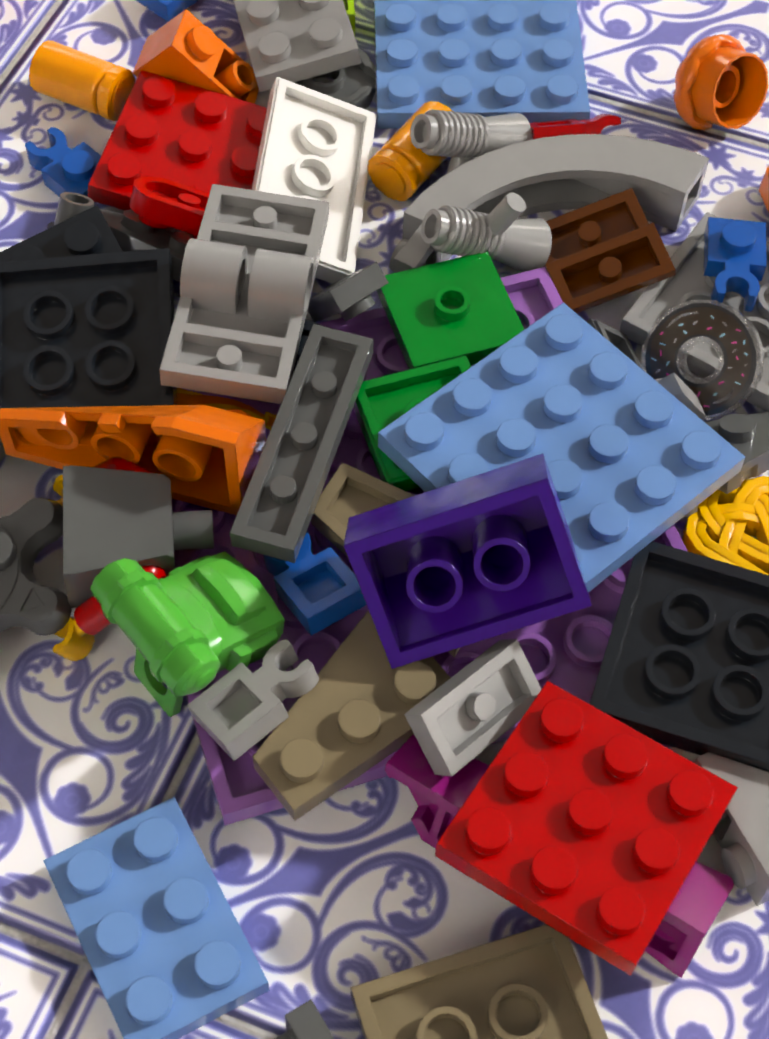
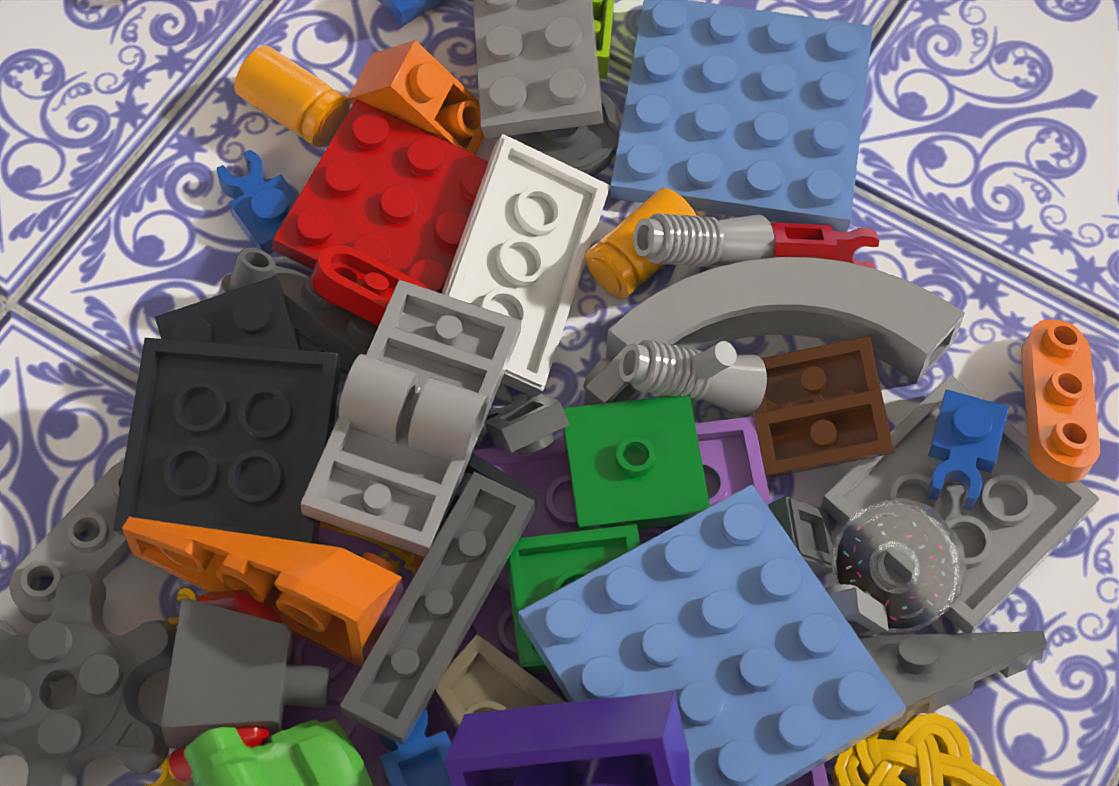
camera: 10 degrees right, 5 degrees up
(720, 84) = (1004, 211): orange piece -> none

